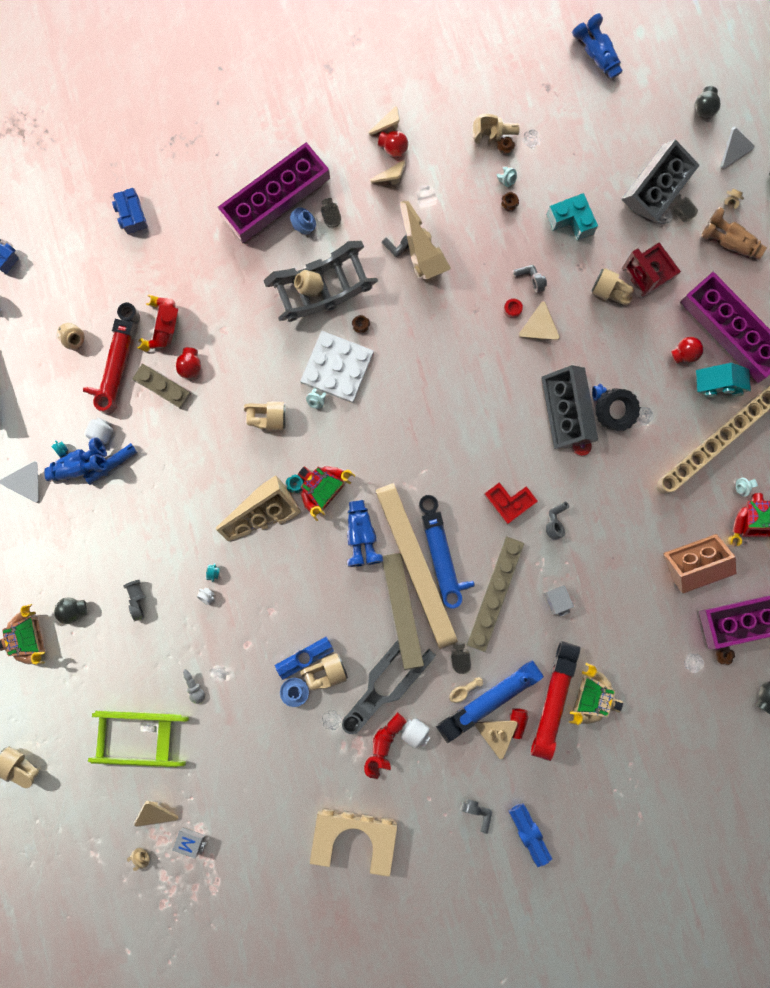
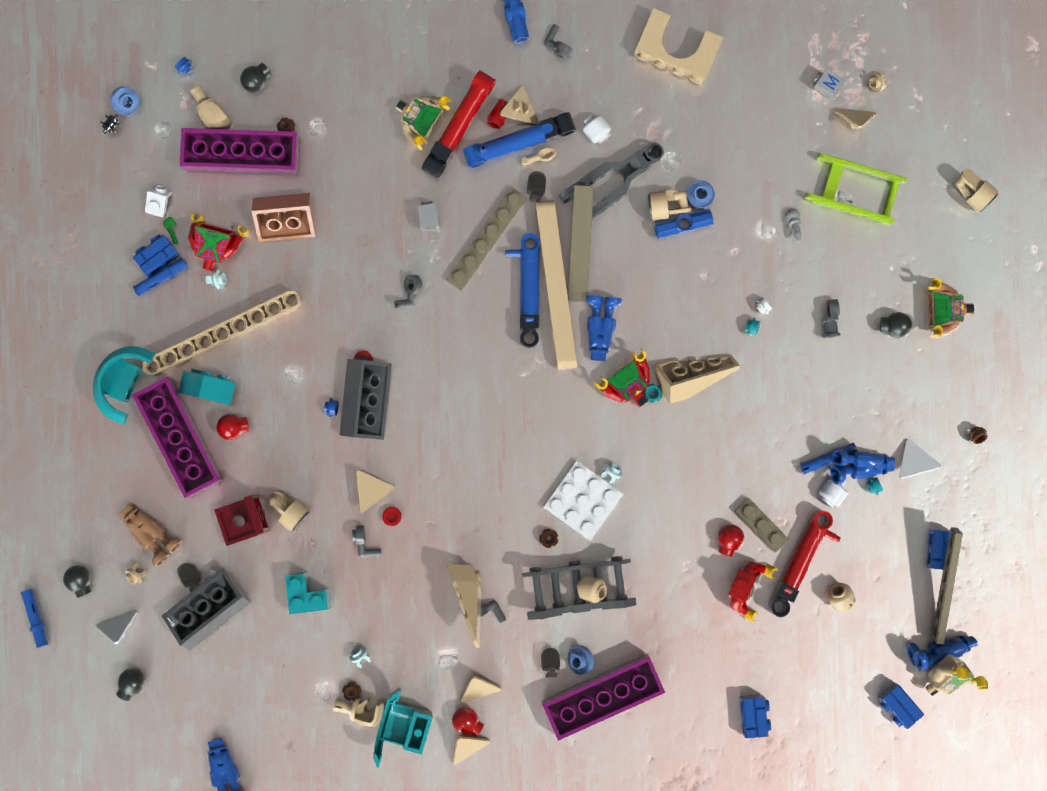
camera: 170 degrees left, 5 degrees up
(275, 415) = (656, 465): tan piece -> none
(381, 746) = (631, 125): red piece -> none
(451, 125) = (402, 726): none -> teal piece
(508, 506) = (451, 317): red plate -> none
(512, 197) = (359, 629): reddish brown plate -> none
(603, 409) = (312, 372): black tyre -> none

